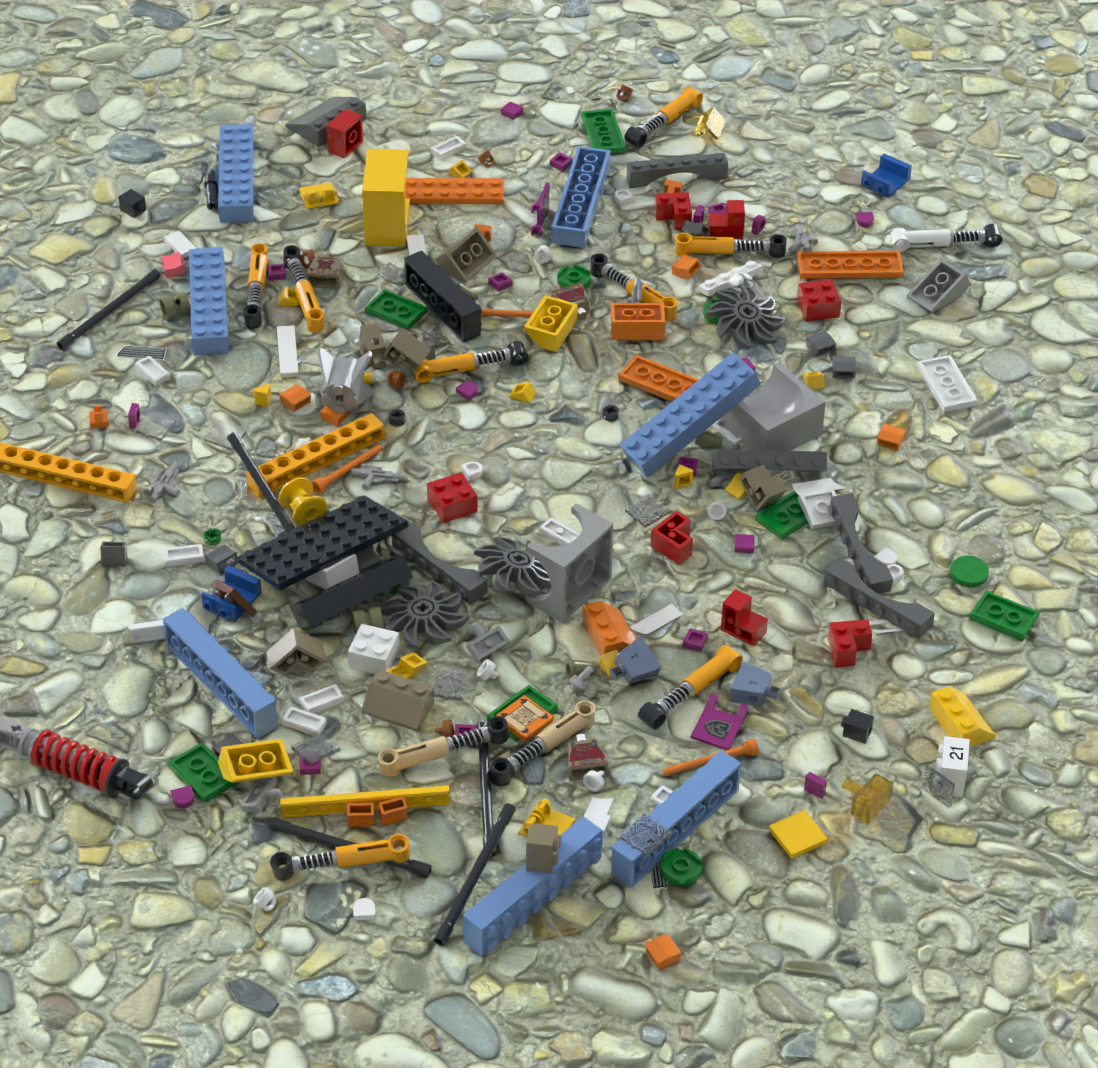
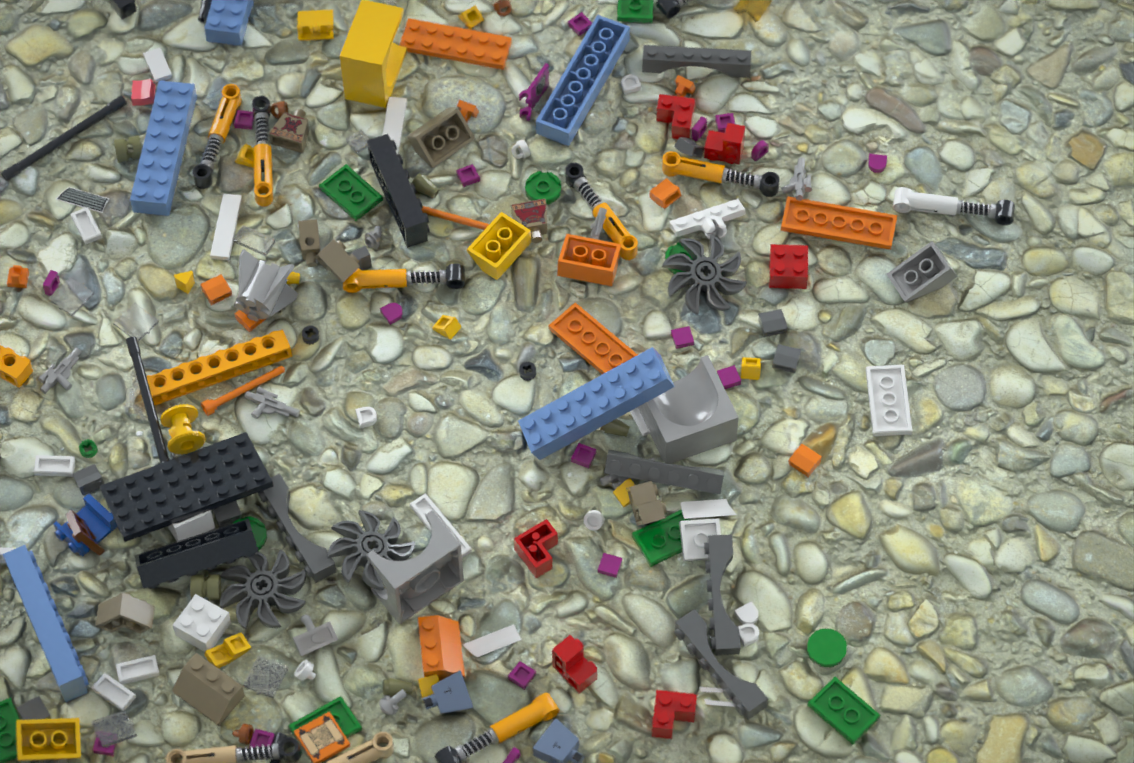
camera: 15 degrees right, 15 degrees up
(397, 381) = (323, 287): dark orange tile -> none
(452, 497) = (333, 450): red brick -> none
(647, 510) = (526, 502): clear piece -> none
(683, 477) = (572, 470): yellow slope -> none
(888, 177) = (920, 109): blue panel -> none

